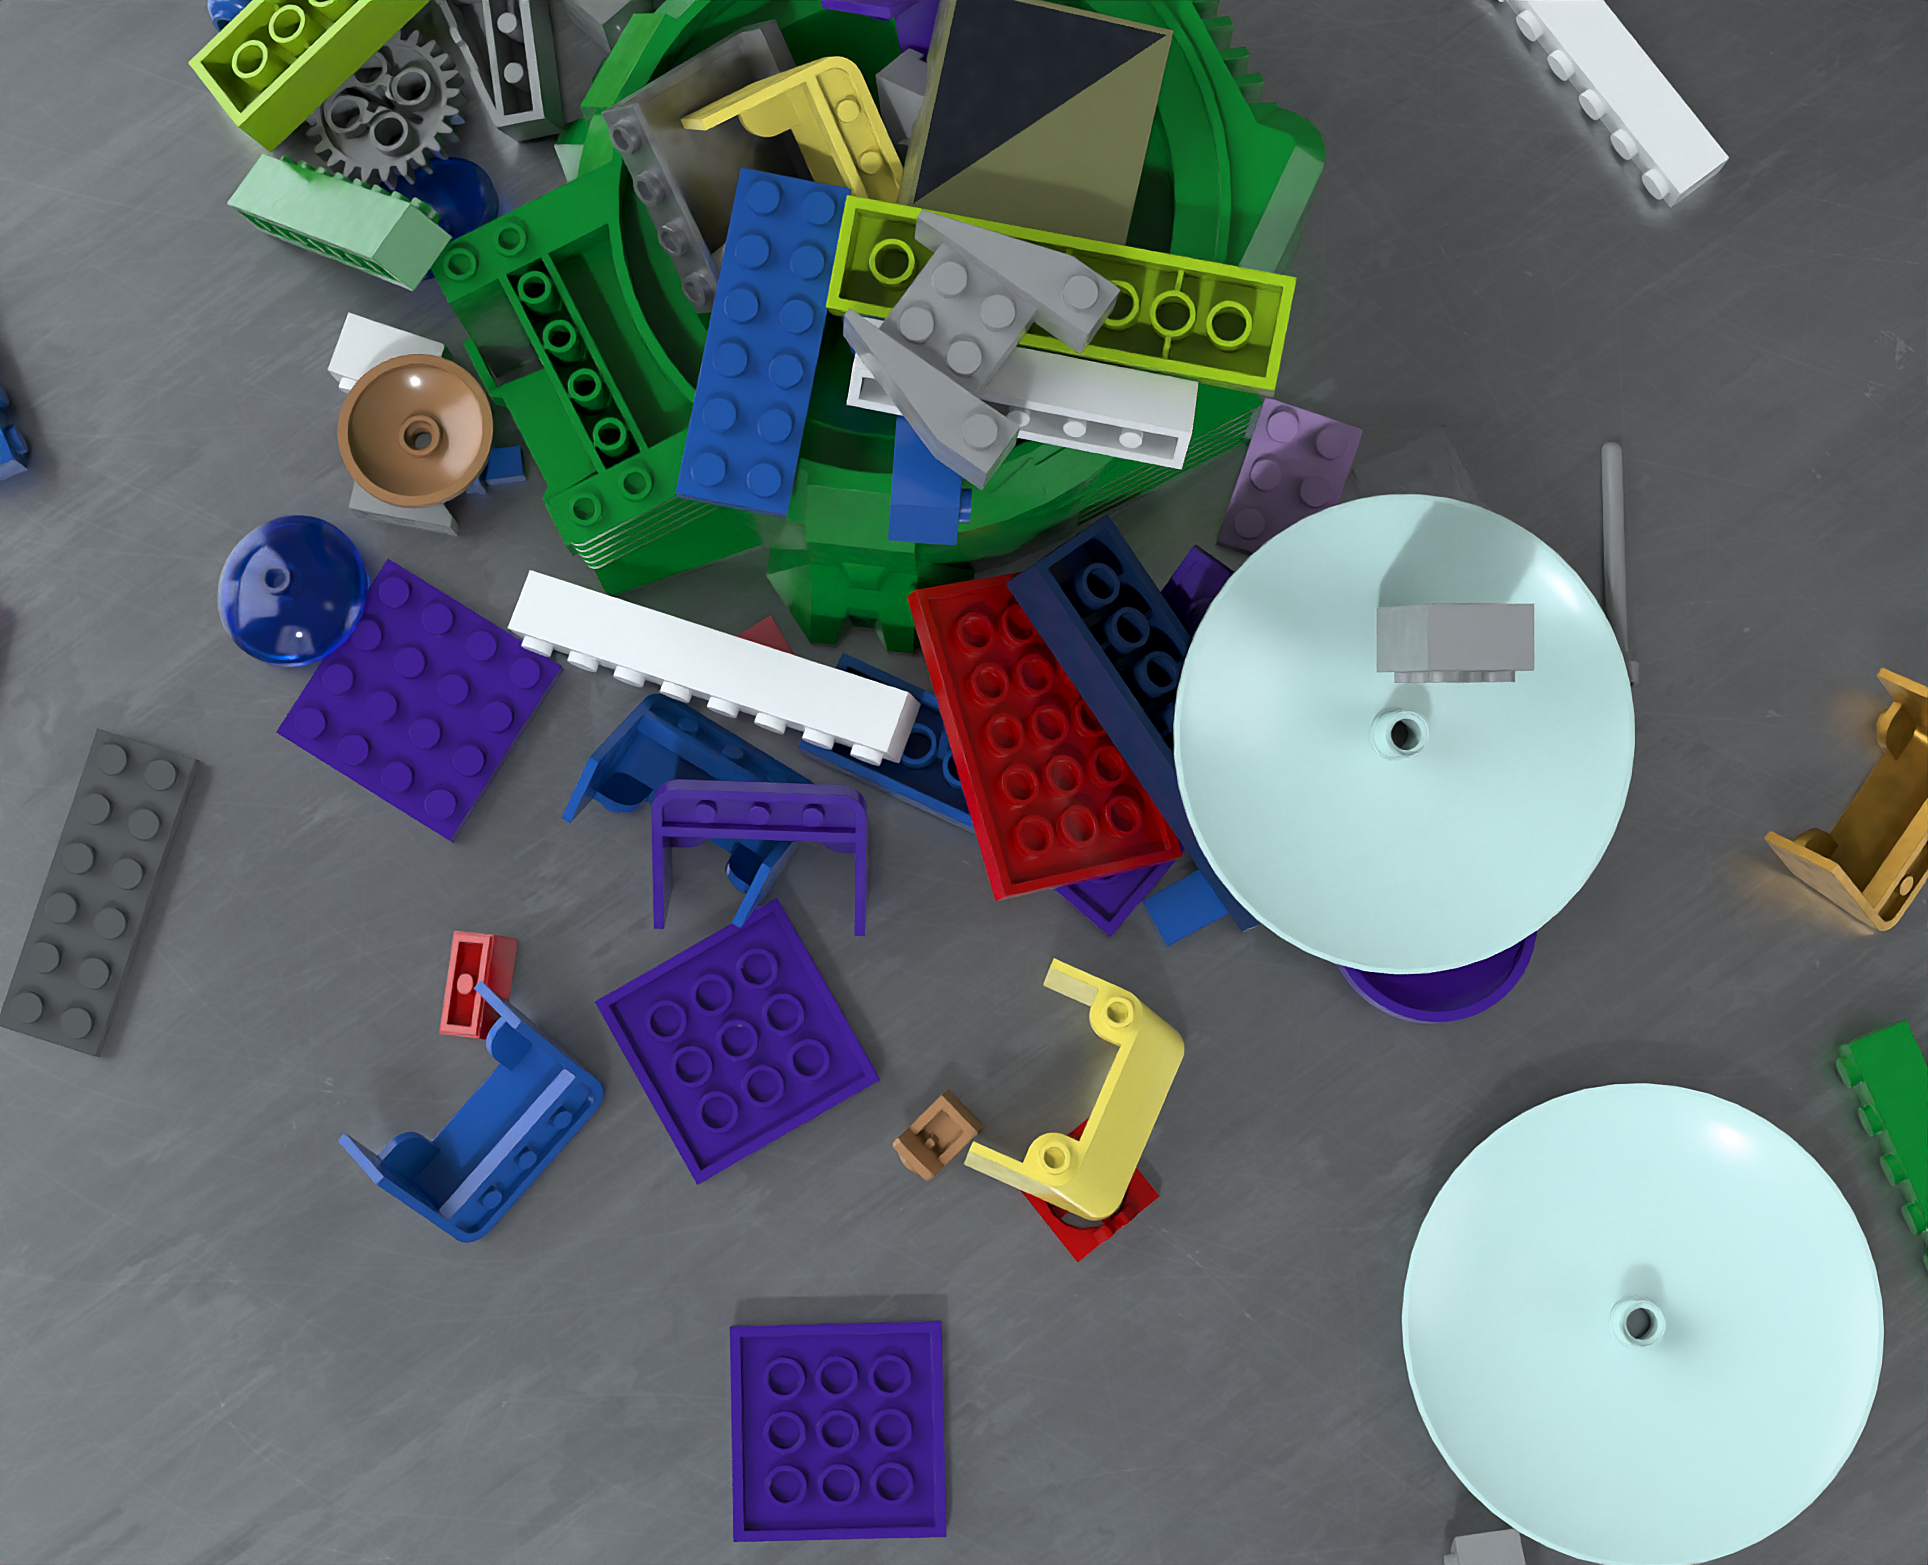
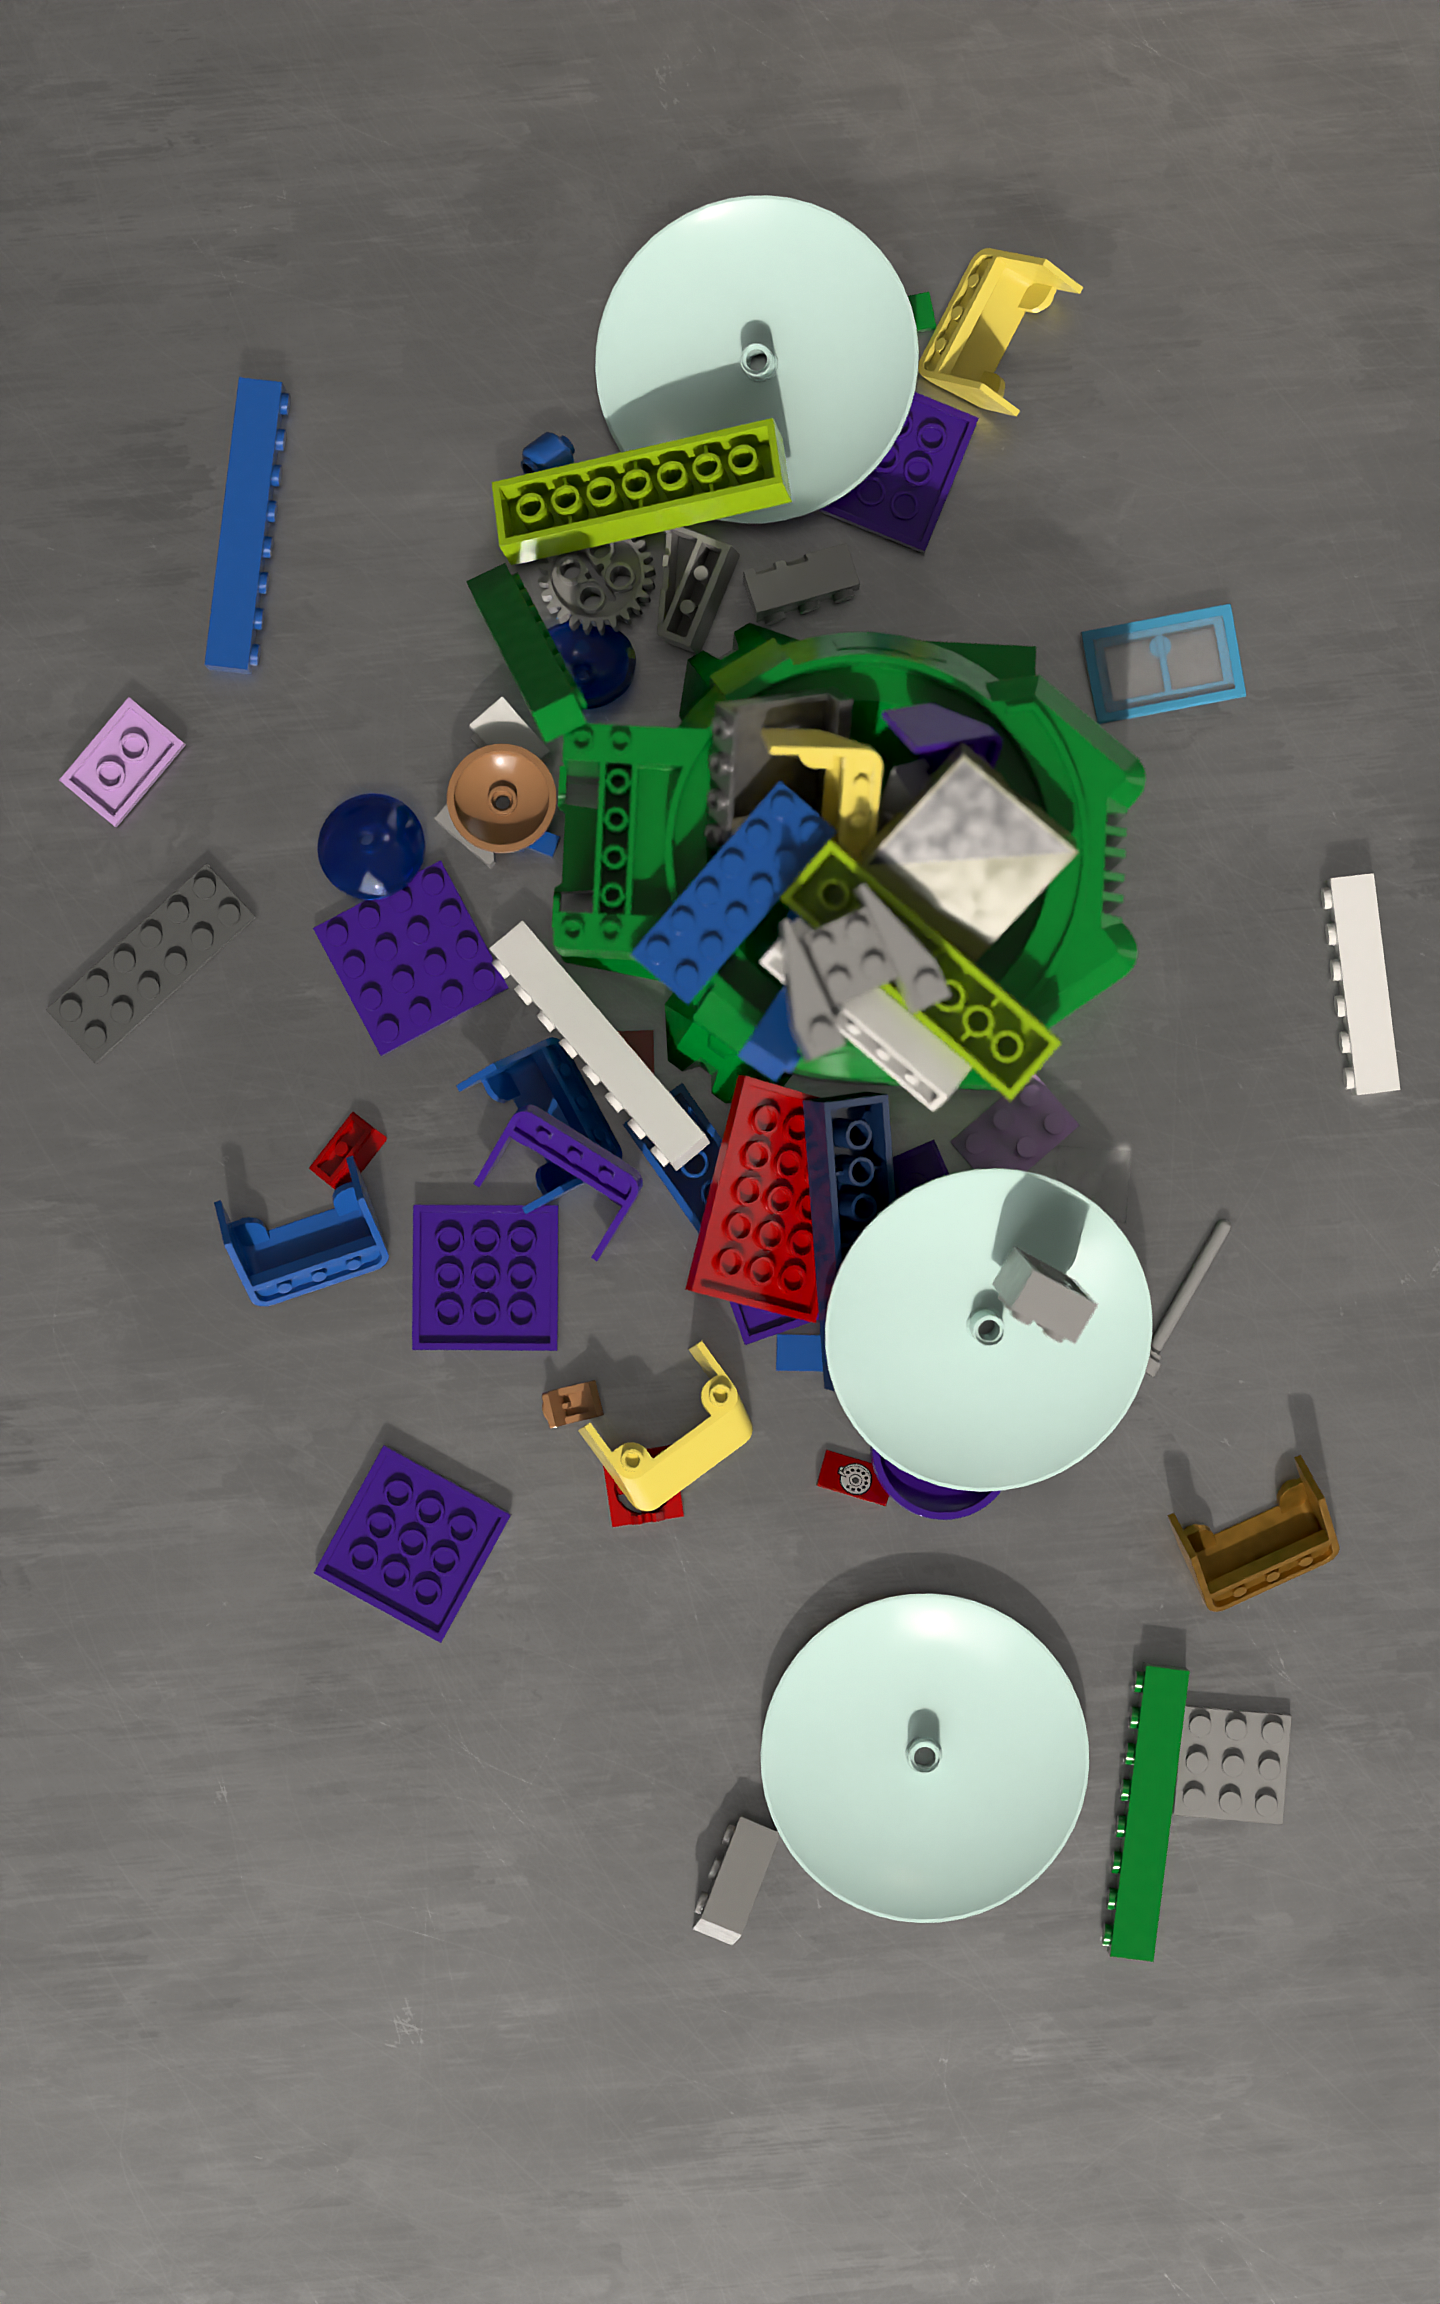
camera: 25 degrees right, 5 degrees up
(1340, 1025) = (851, 1478): none -> red slope

